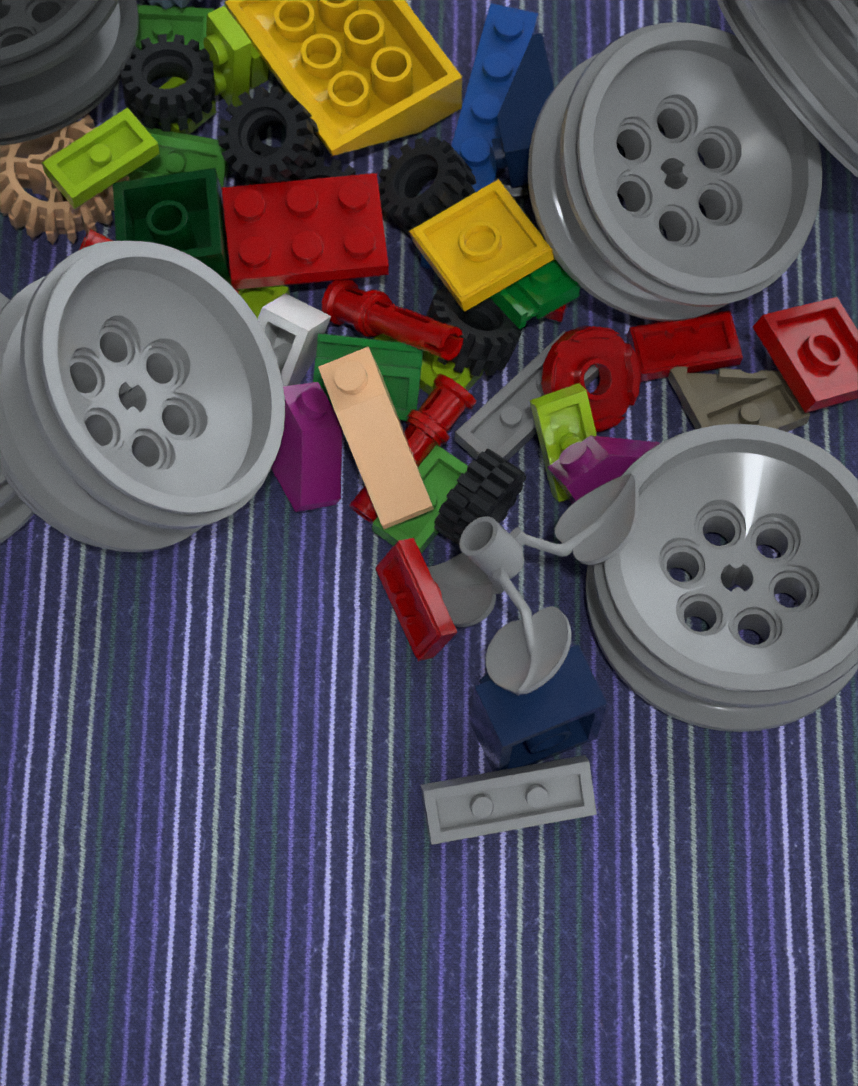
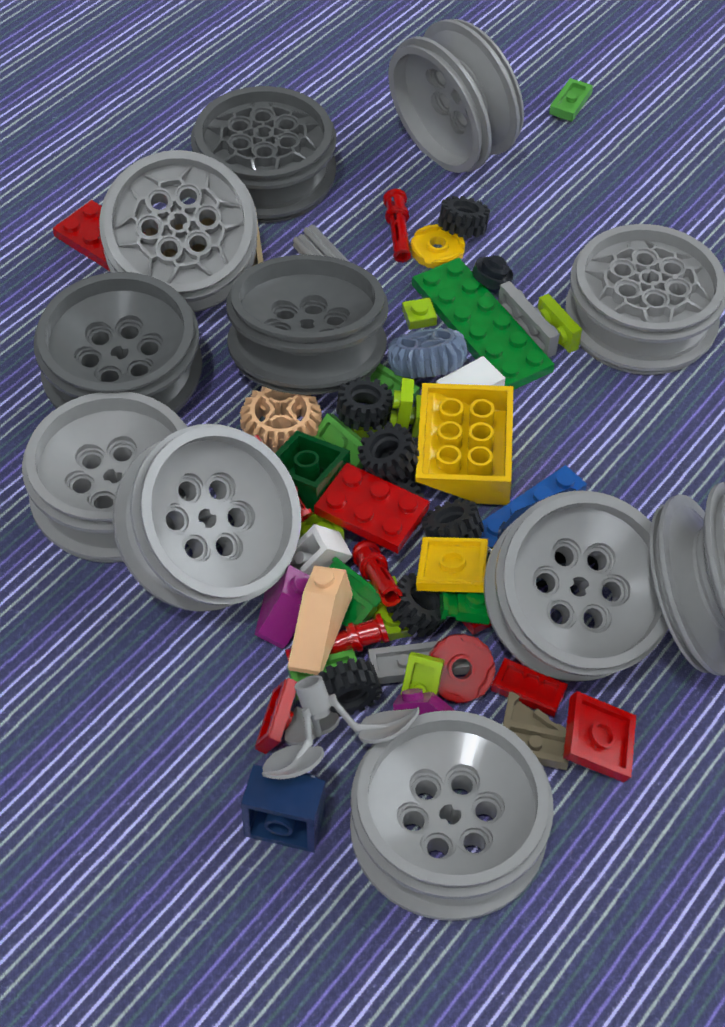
camera: 40 degrees right, 15 degrees down
(101, 158) = (299, 415): lime plate -> none
(508, 799) = (236, 846): light grey plate -> none

